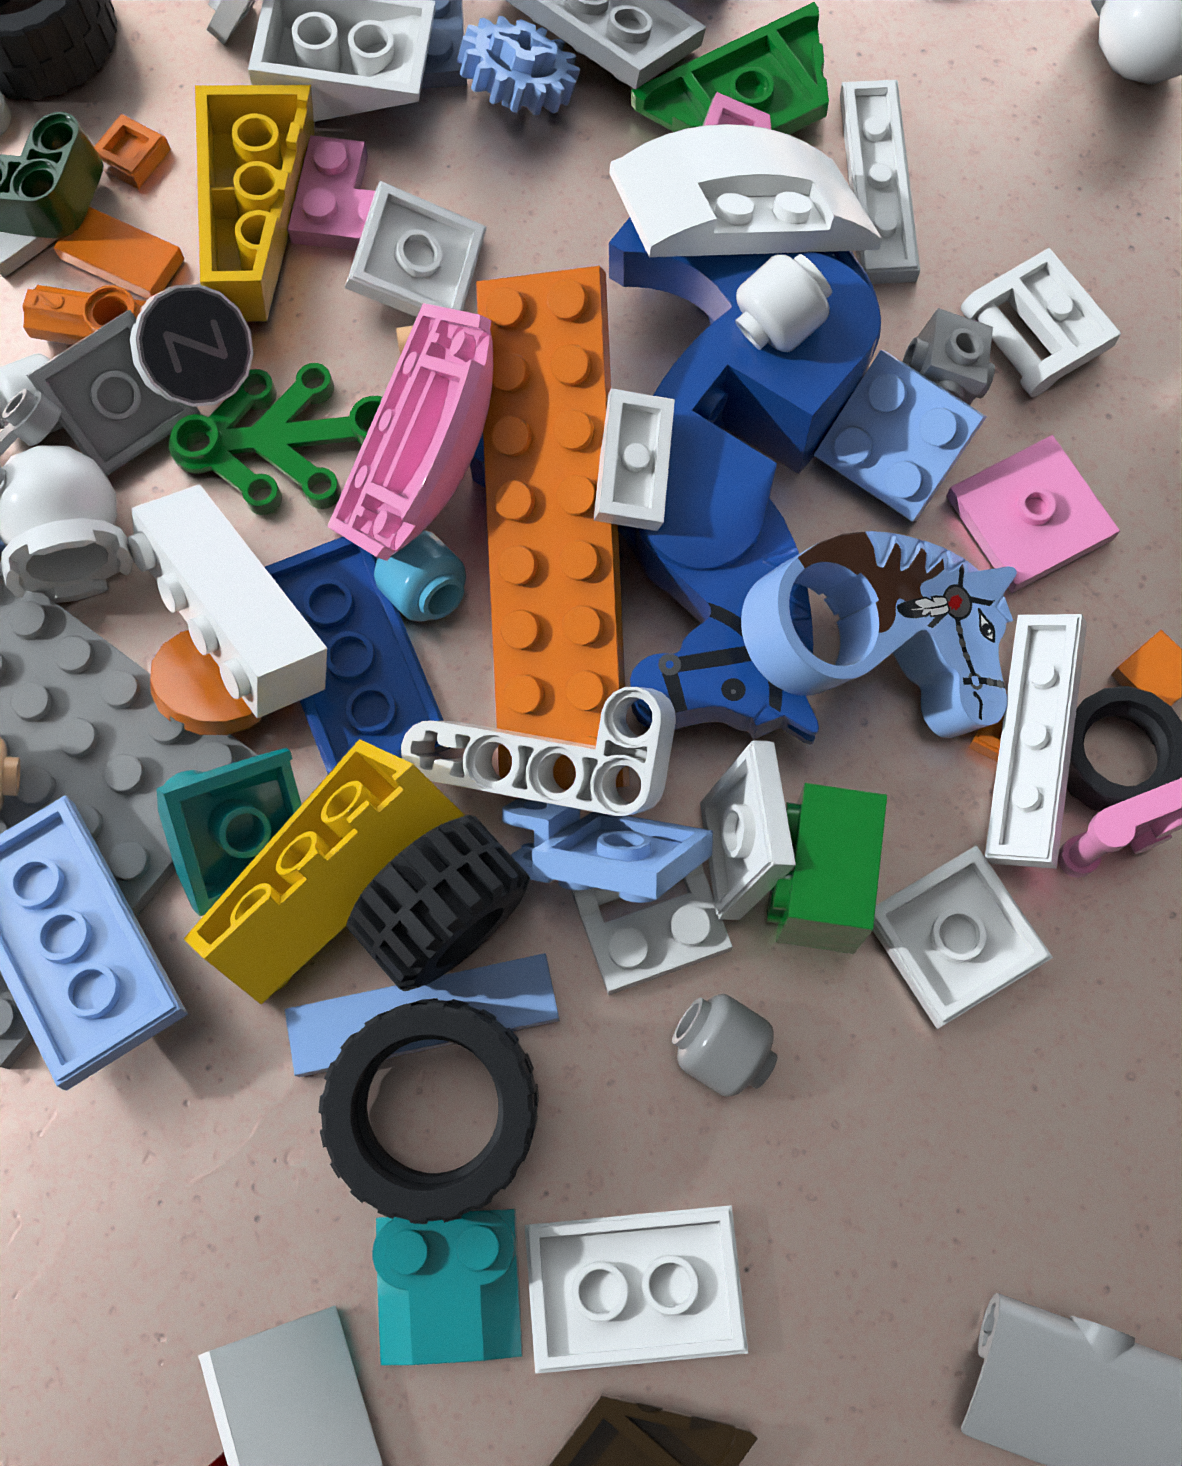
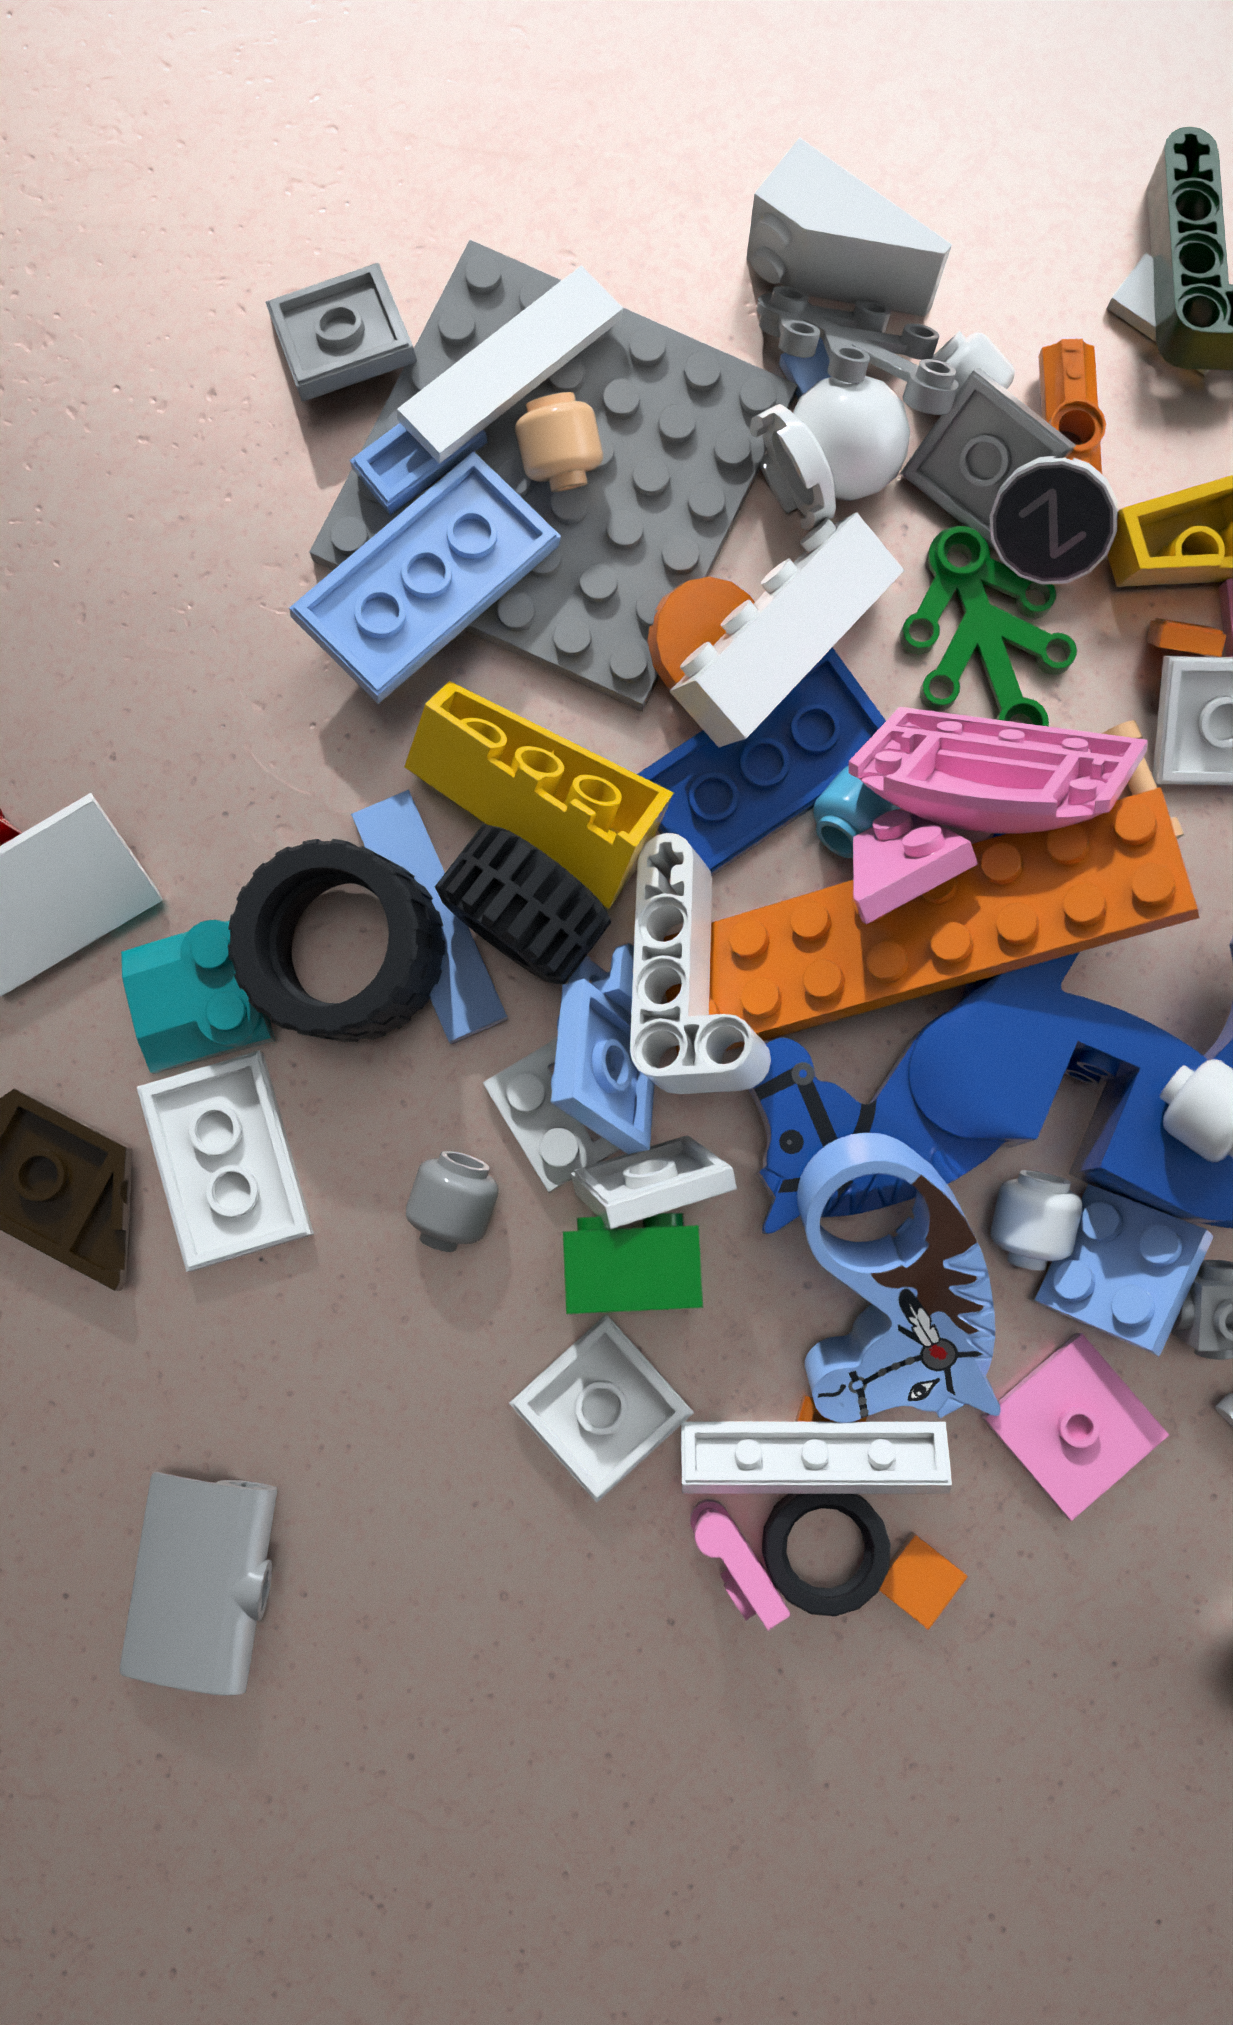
camera: 75 degrees right, 10 degrees up
(121, 254) = (1159, 418): orange tile -> none
(224, 820) = (566, 688): teal slope -> none
(331, 269) = (1186, 637): none -> orange tile
(486, 522) = (903, 860): none -> bright pink wing
(634, 460) = (999, 992): white plate -> none
(839, 499) = (1036, 1219): none -> white head

